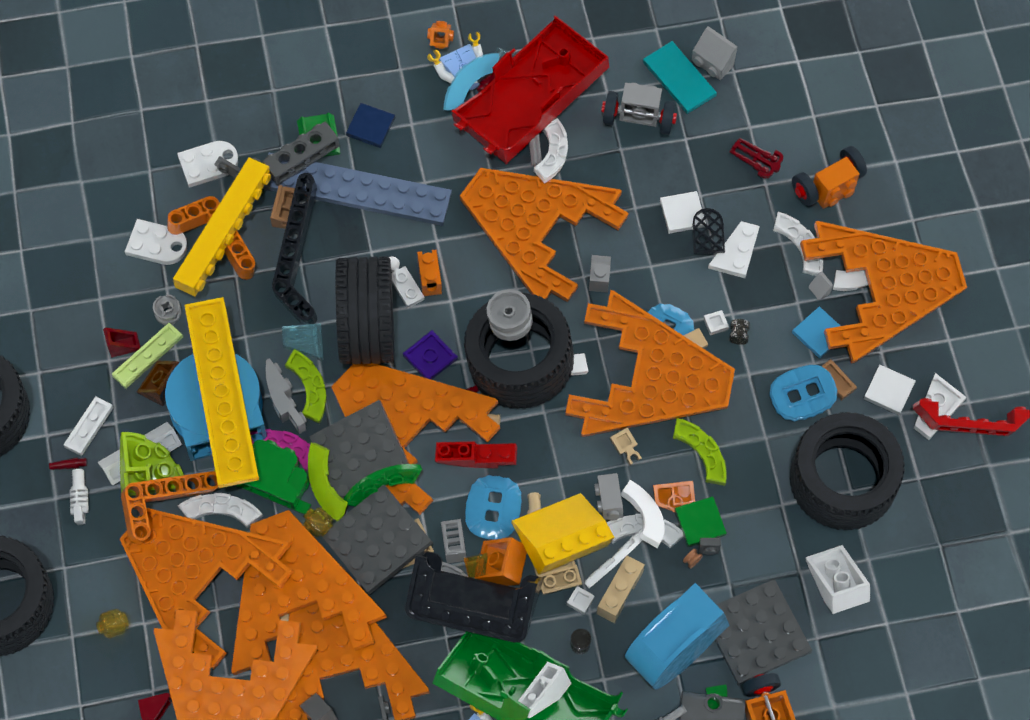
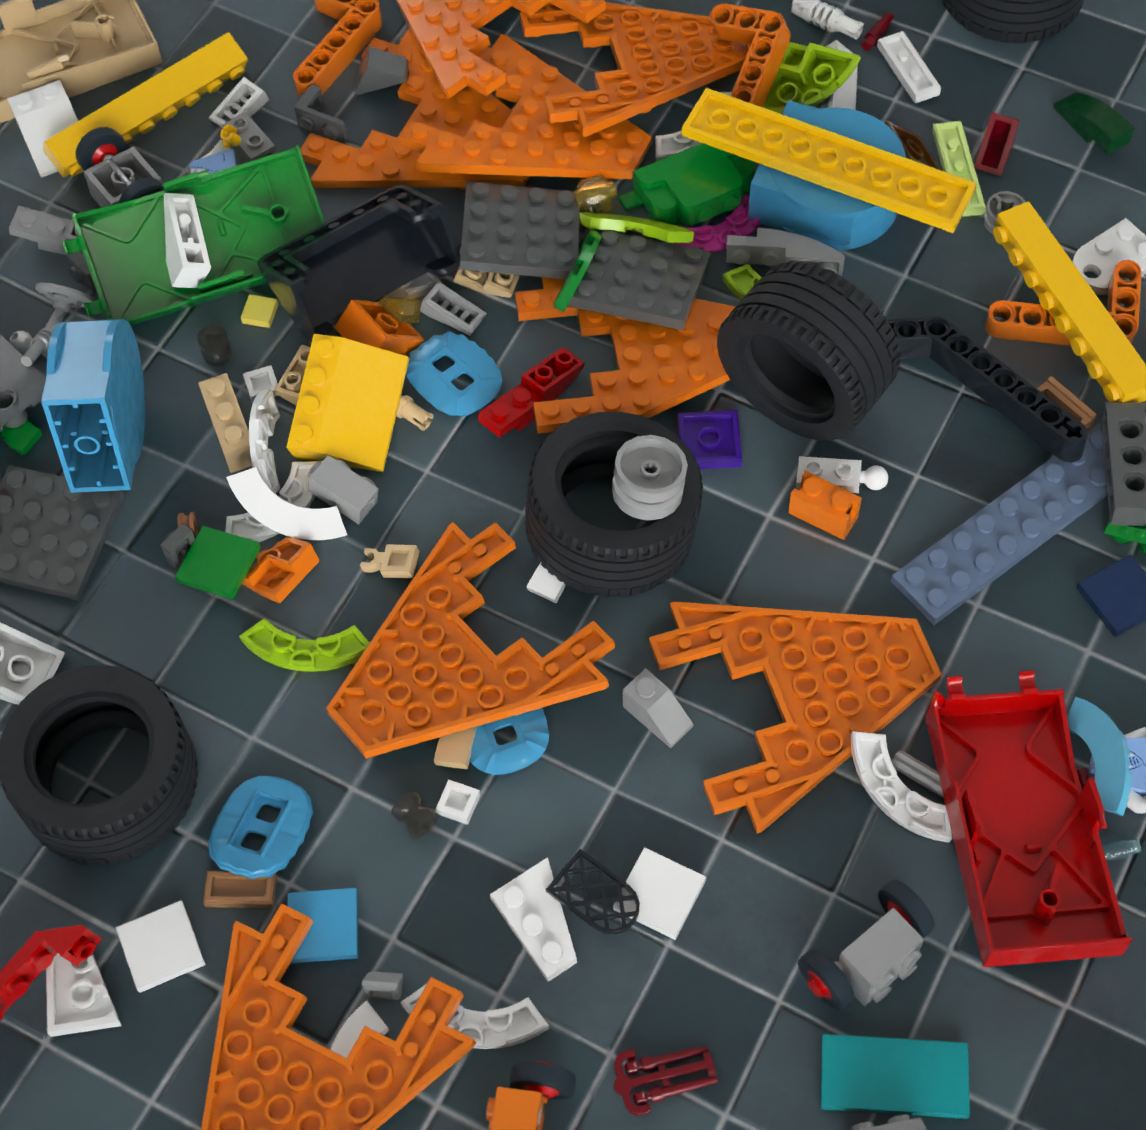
camera: 135 degrees right, 5 degrees down
(61, 306) = (1095, 121): none -> dark green slope
(538, 640) = (259, 311): none -> light yellow tile

